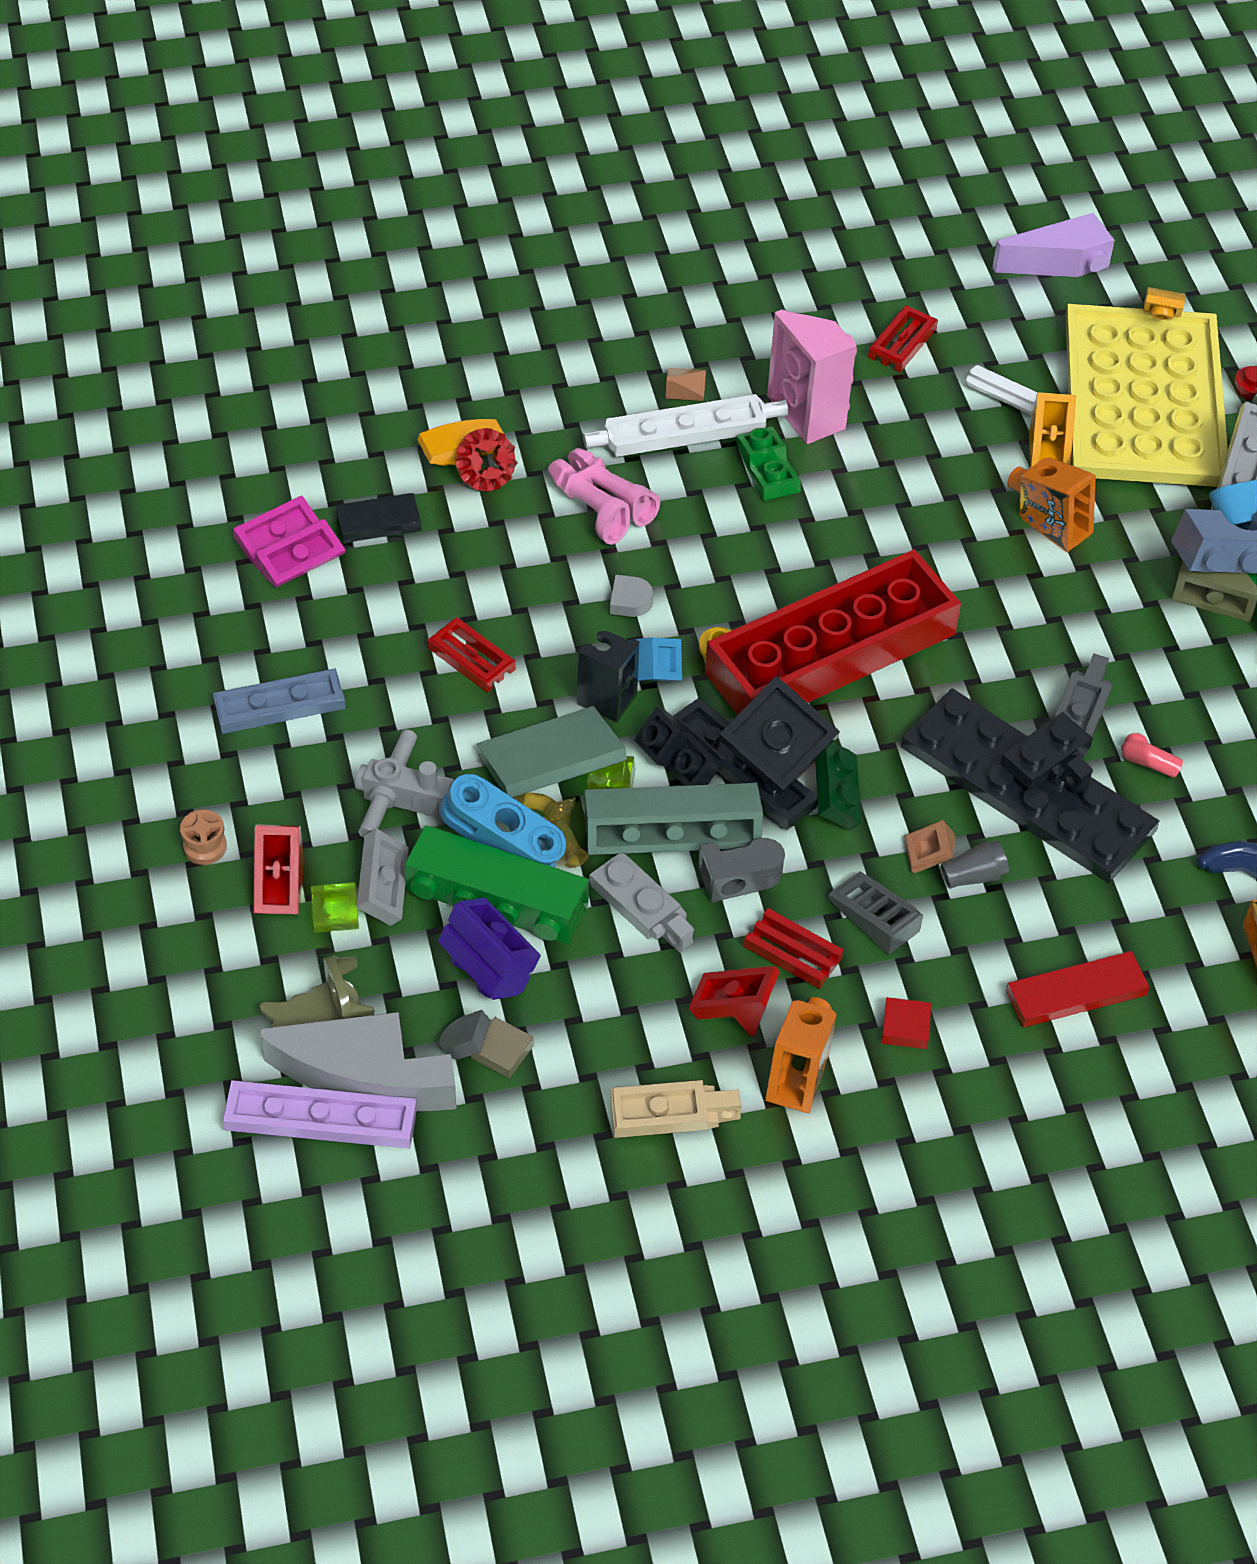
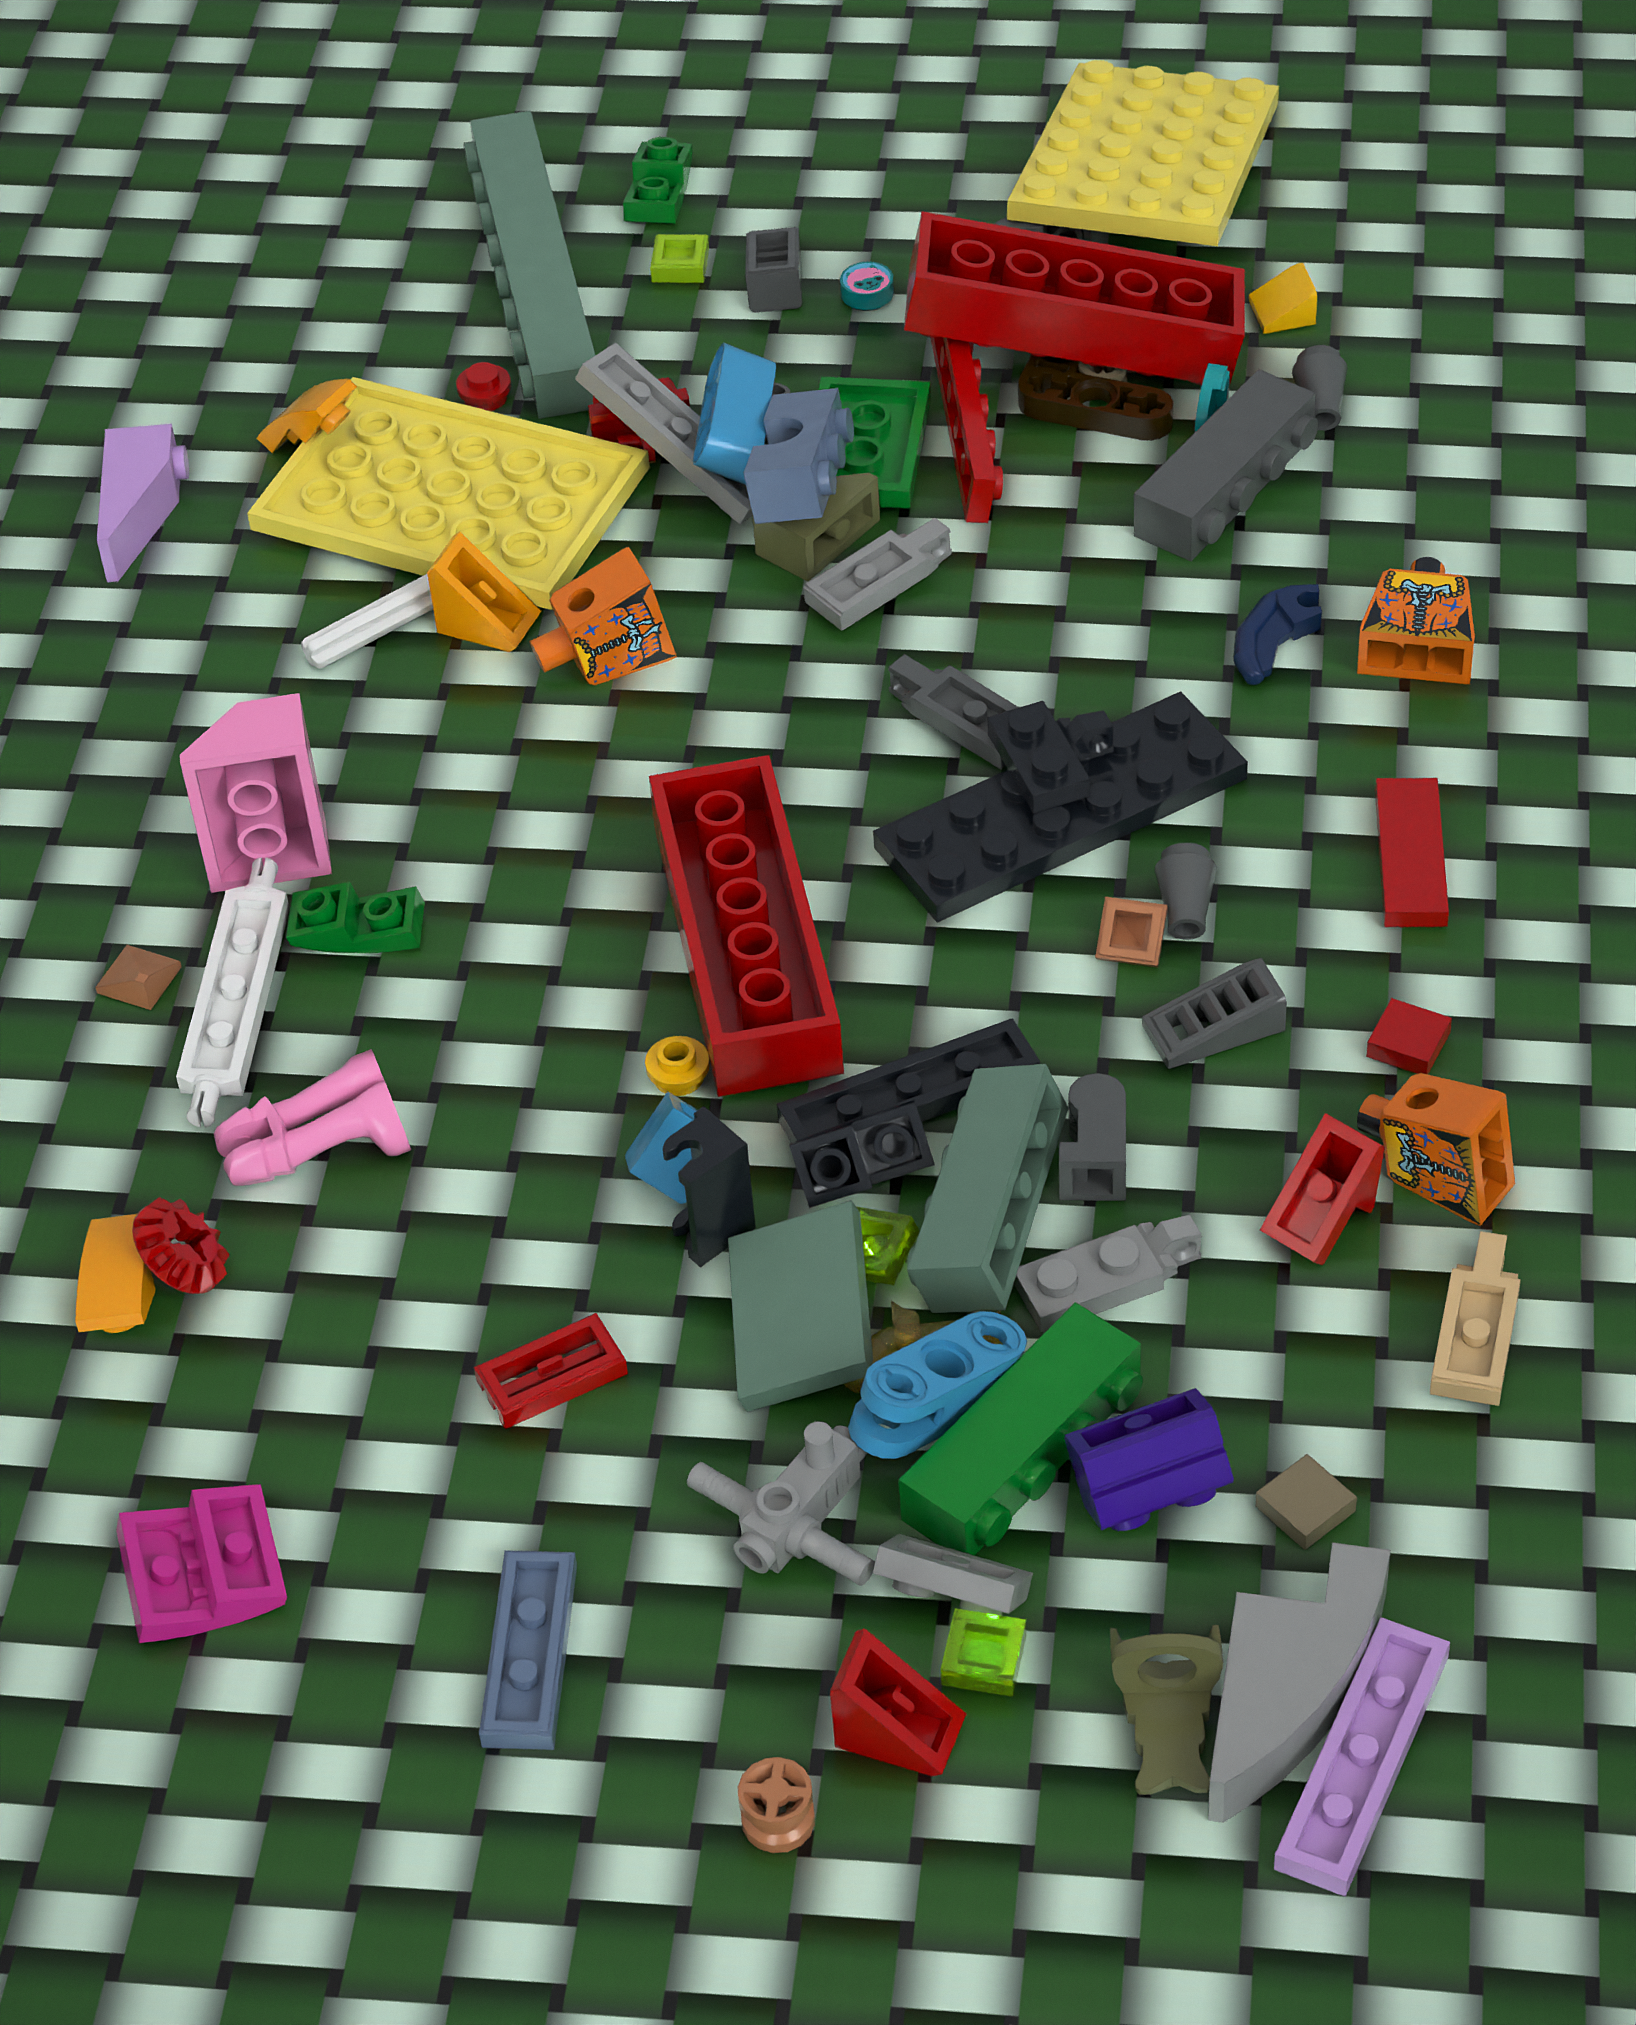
camera: 65 degrees left, 5 degrees down
(378, 517) = (209, 1427): black tile -> none
(465, 1035) = (1282, 1536): dark grey tile -> none
(631, 596) = (530, 1145): light grey tile -> none
(778, 735) = (912, 1014): black tile -> none
(798, 943) = (1237, 1117): red tile -> none
(838, 786) = (1018, 997): dark green plate -> none
(901, 360) = (169, 714): red tile -> none
(1140, 752) = (1068, 672): coral arm -> none
(1187, 629) = (877, 573): none -> light grey hinge

